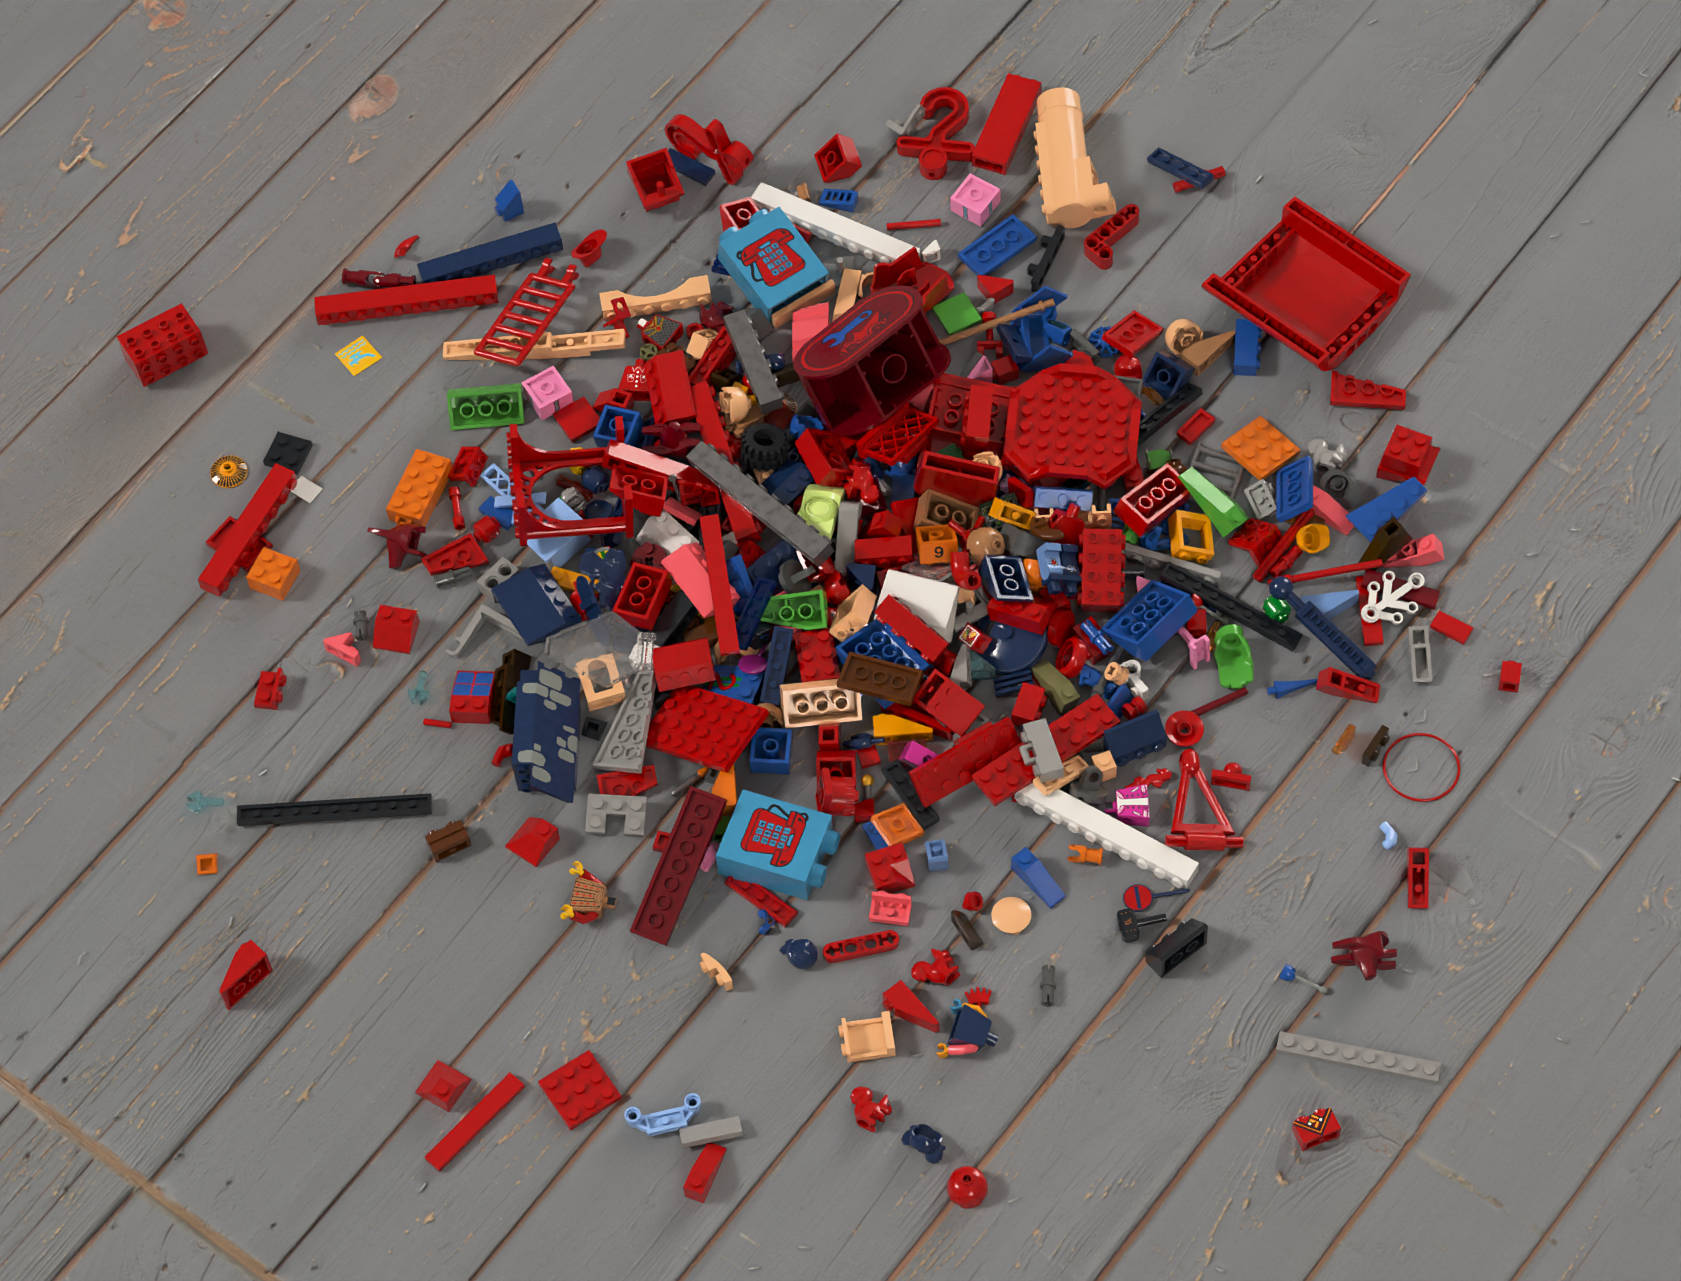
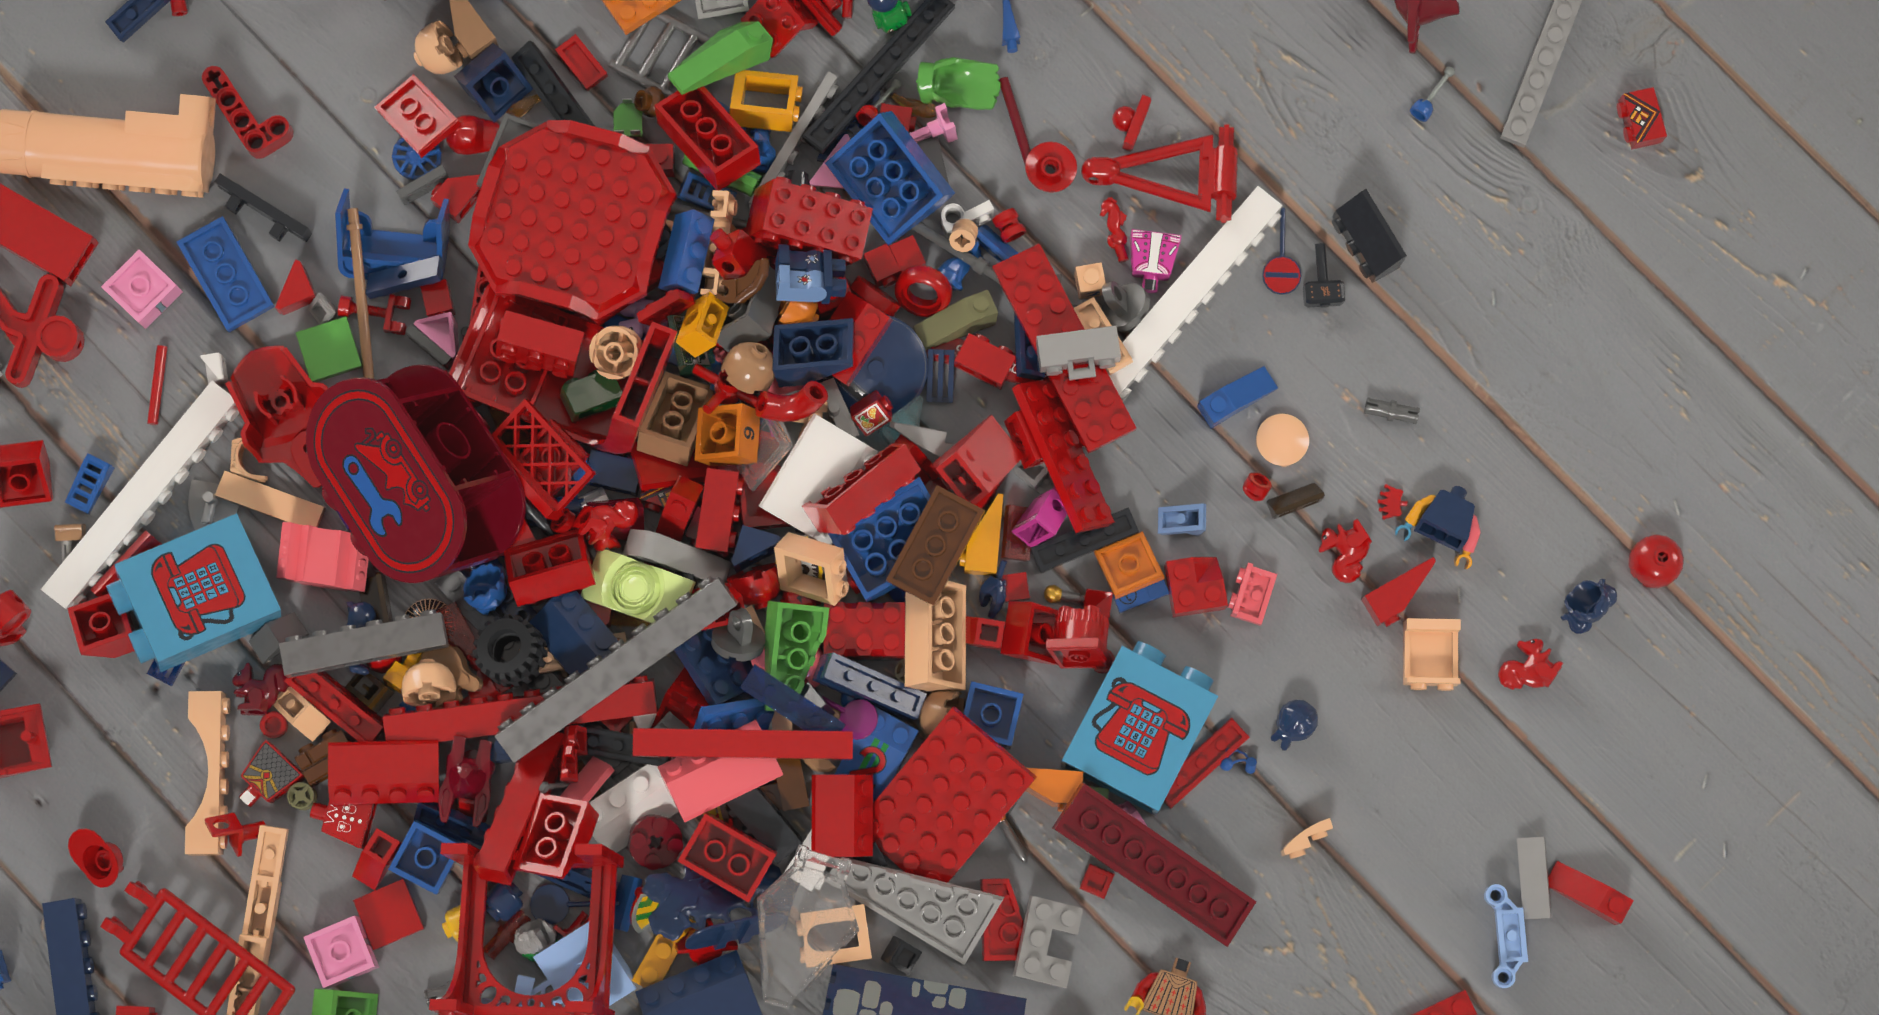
camera: 90 degrees left, 20 degrees up
(809, 299) = (264, 562): light nougat tile -> none
(860, 943) = (1300, 641): red beam -> none
(1057, 331) = (389, 216): blue rock -> none
(1086, 854) = (1212, 329): orange piece -> none
(1096, 637) = (902, 251): blue pin -> none
(1135, 738) = (1060, 231): dark blue slope -> none

